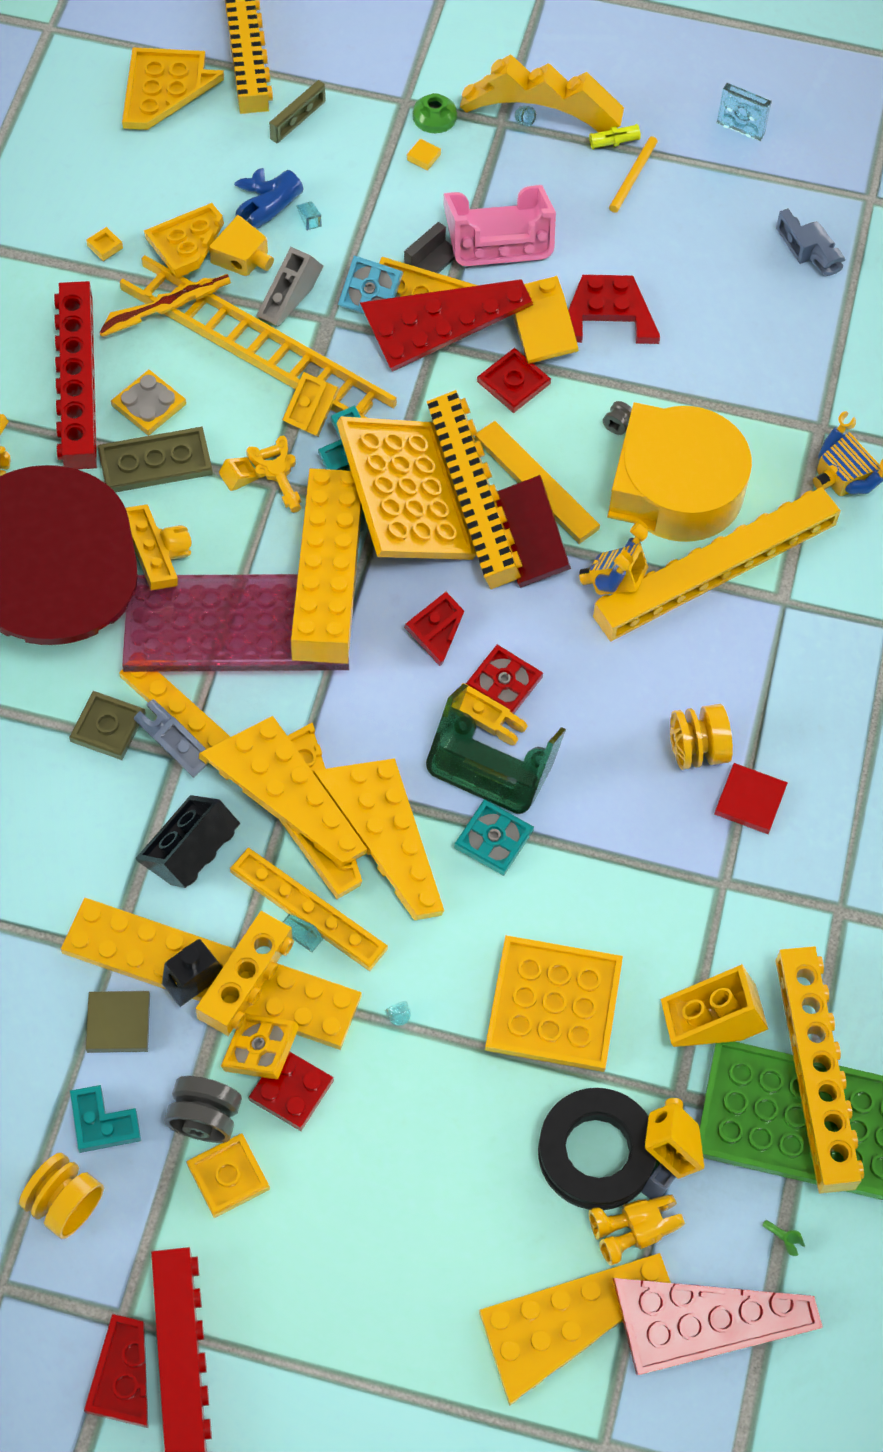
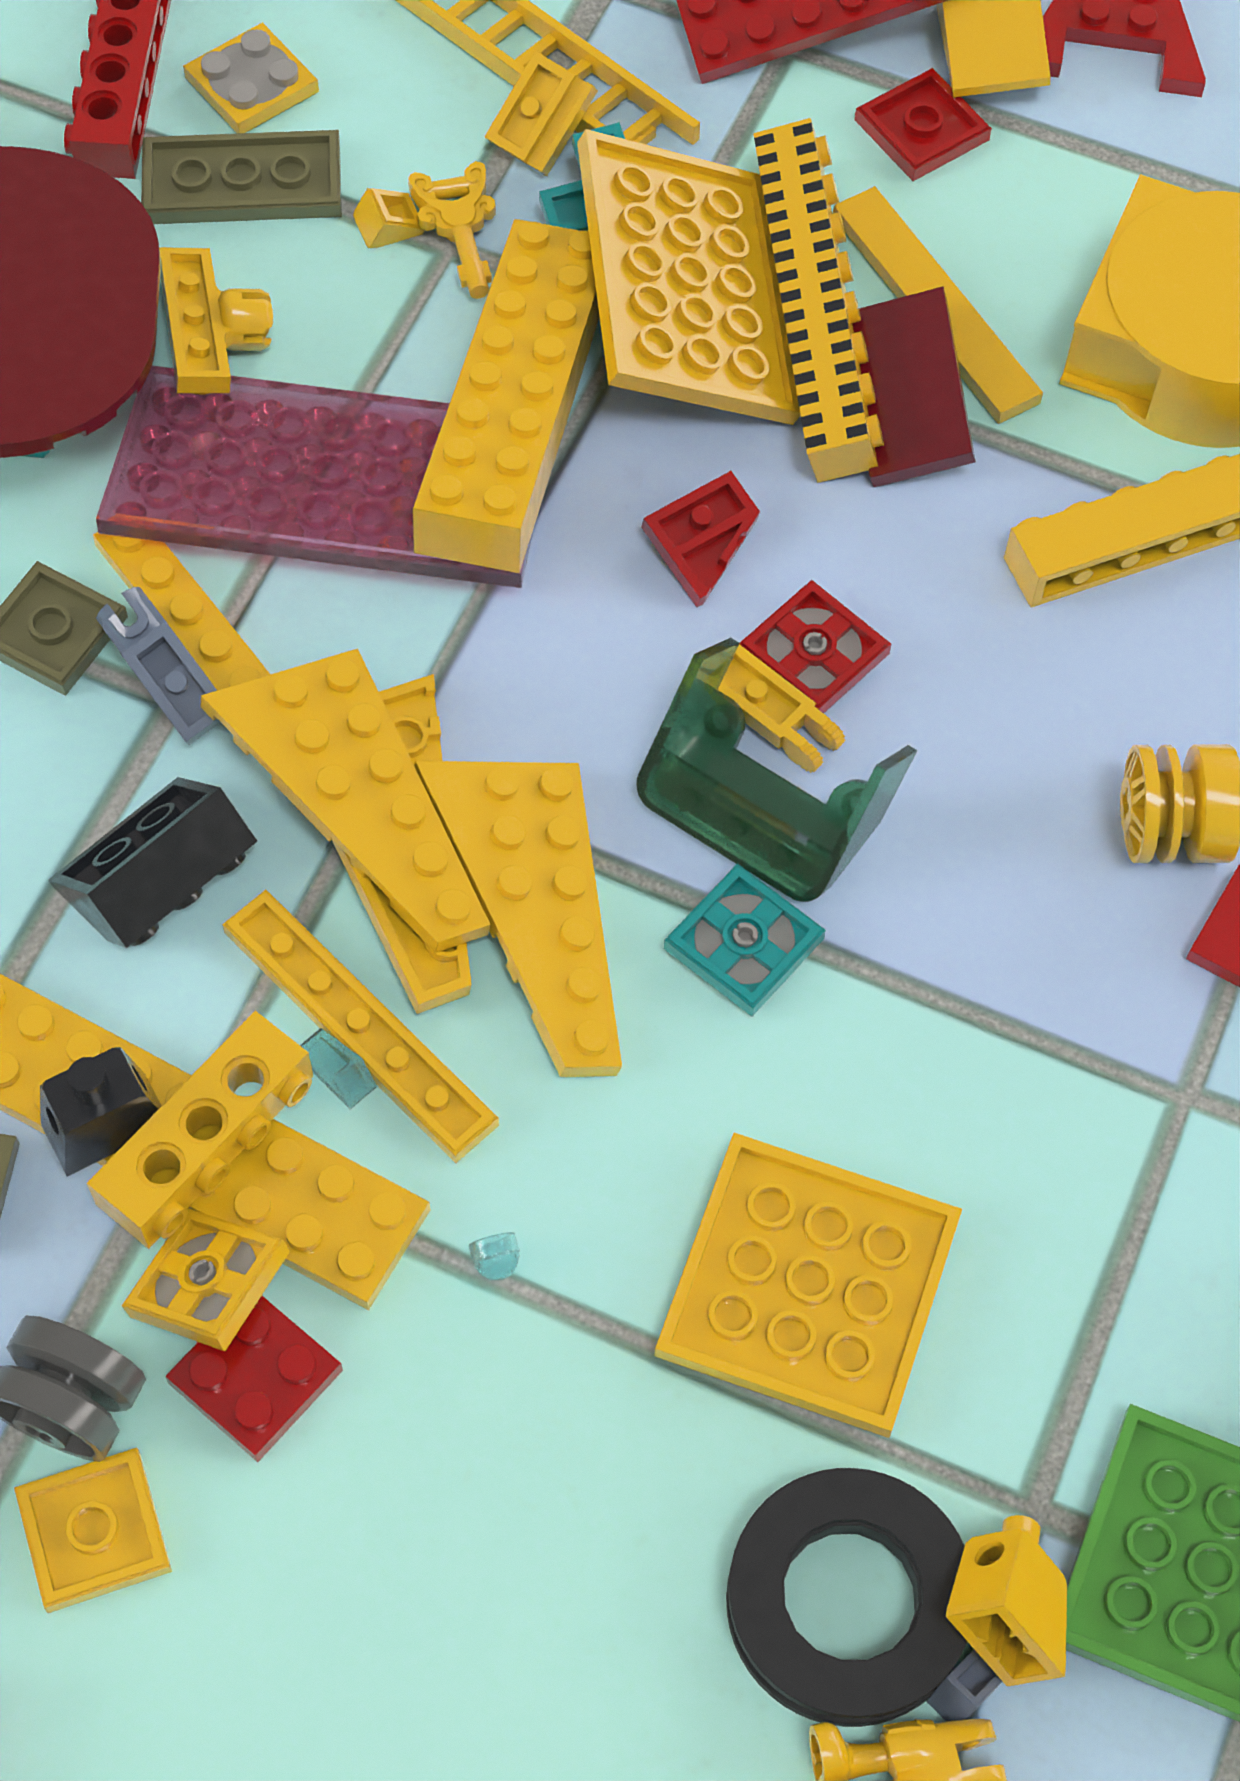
camera: 10 degrees right, 0 degrees up
(618, 418) = (1102, 211): dark grey wheel -> none
(620, 568) = (1071, 471): torso -> none
(715, 1010) = (1134, 1348): yellow slope -> none

